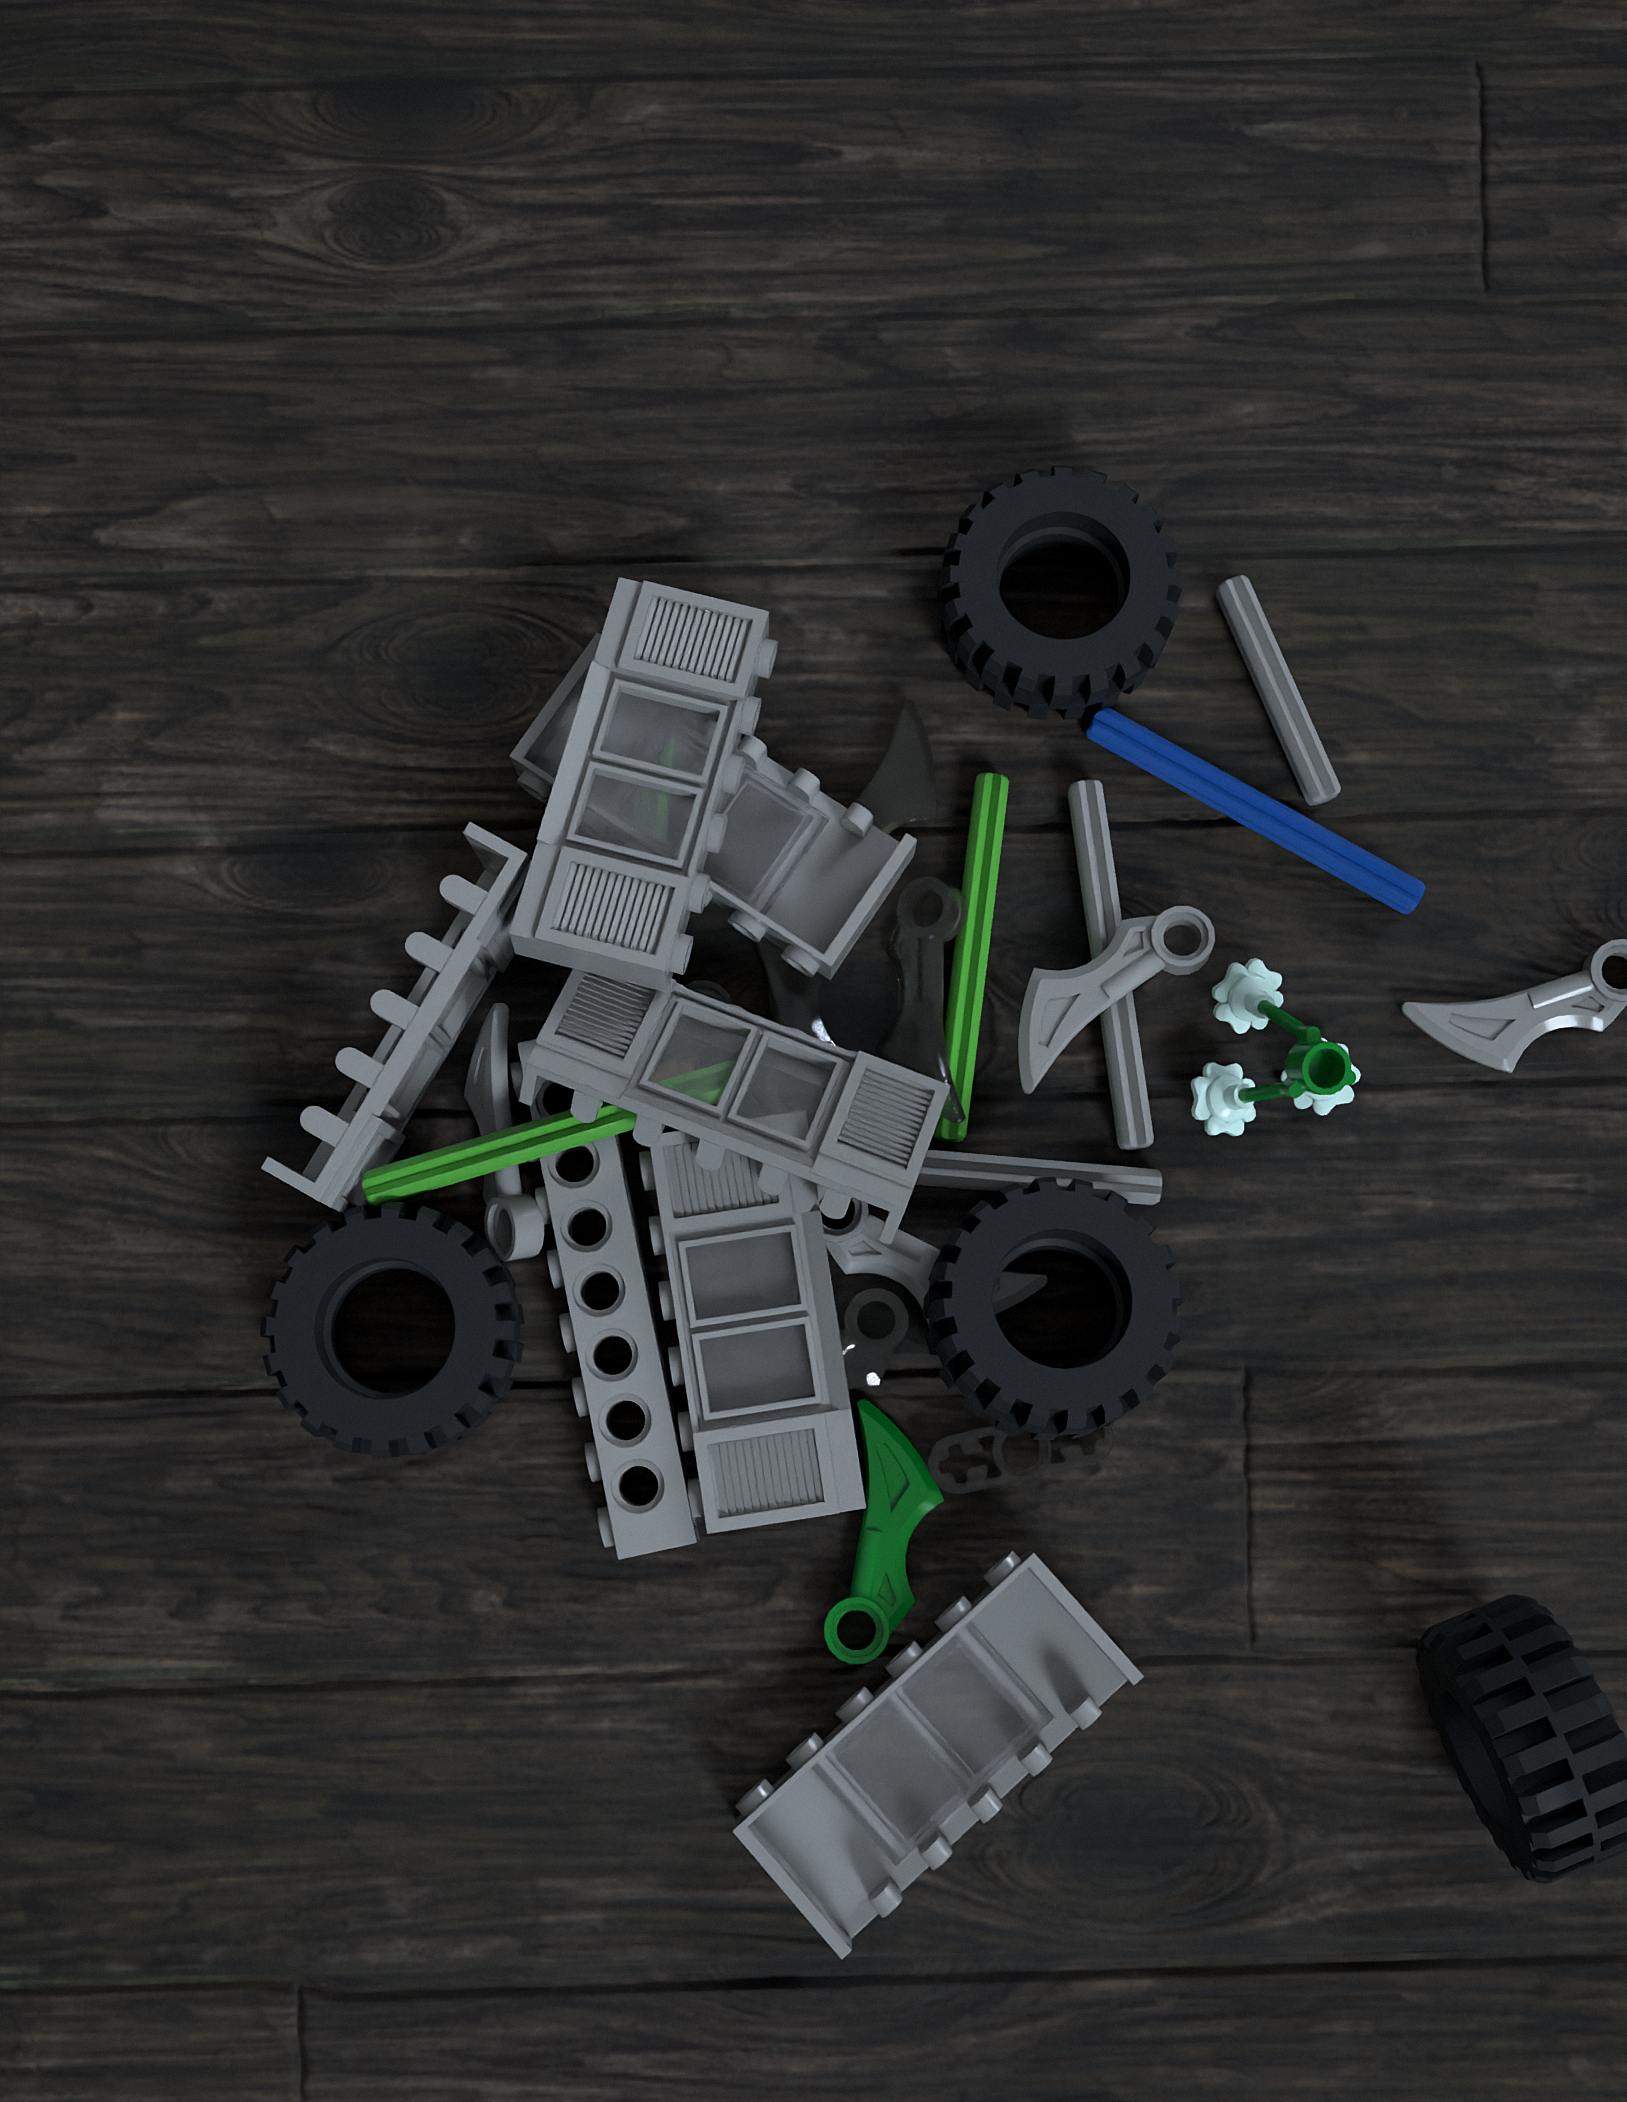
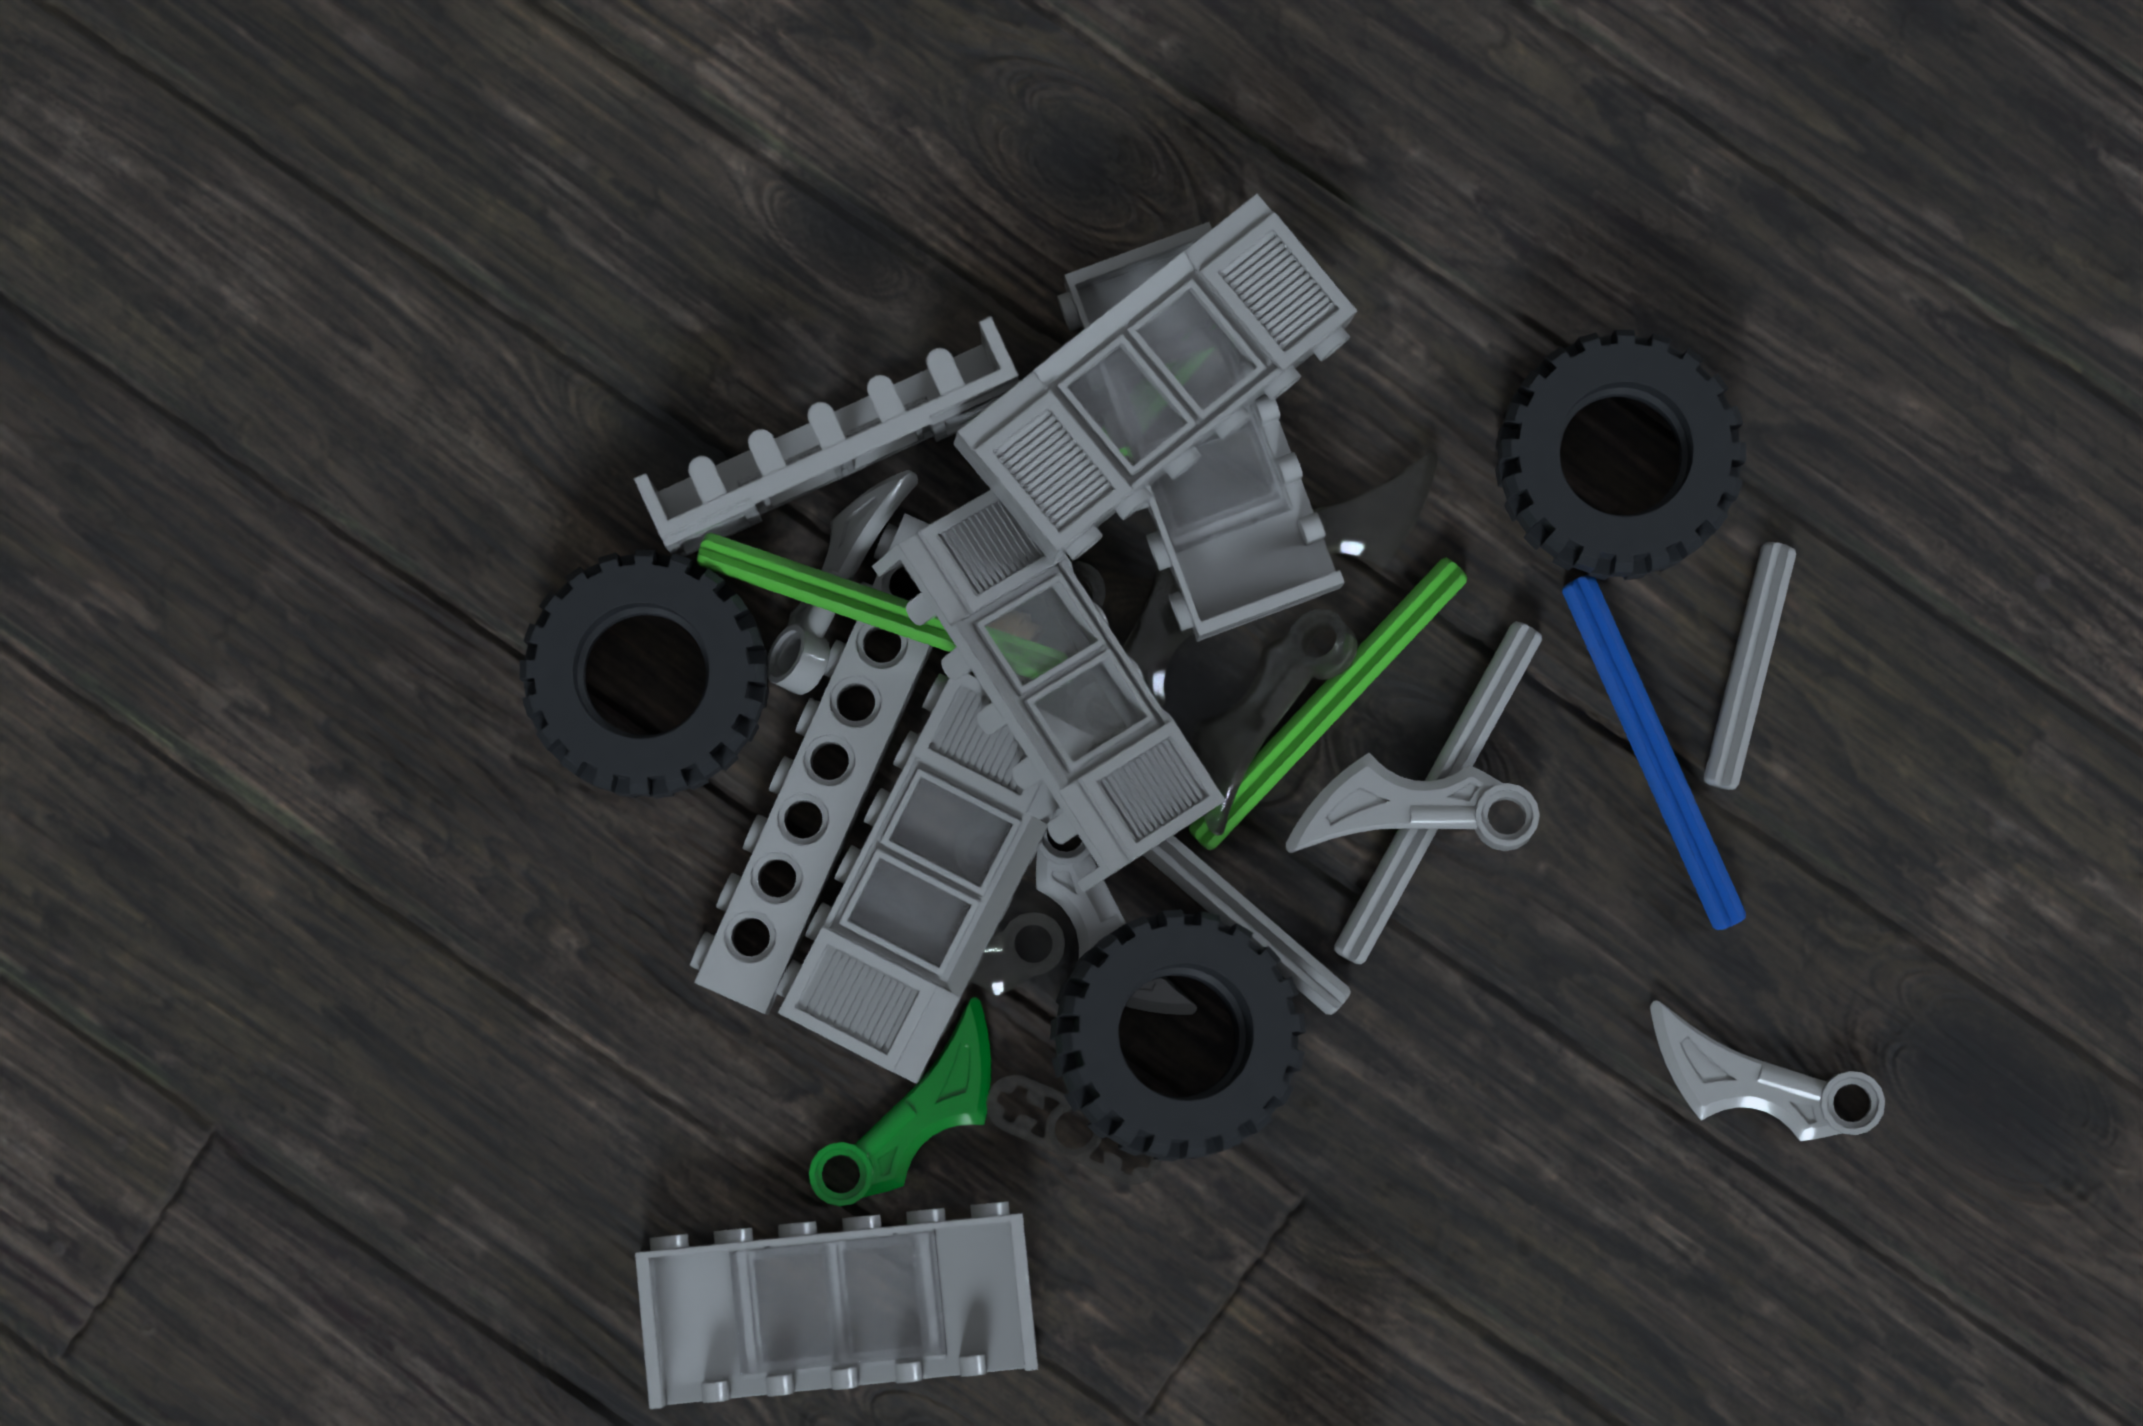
camera: 35 degrees right, 5 degrees up
(1314, 1070) = (1523, 997): light aqua plant -> none

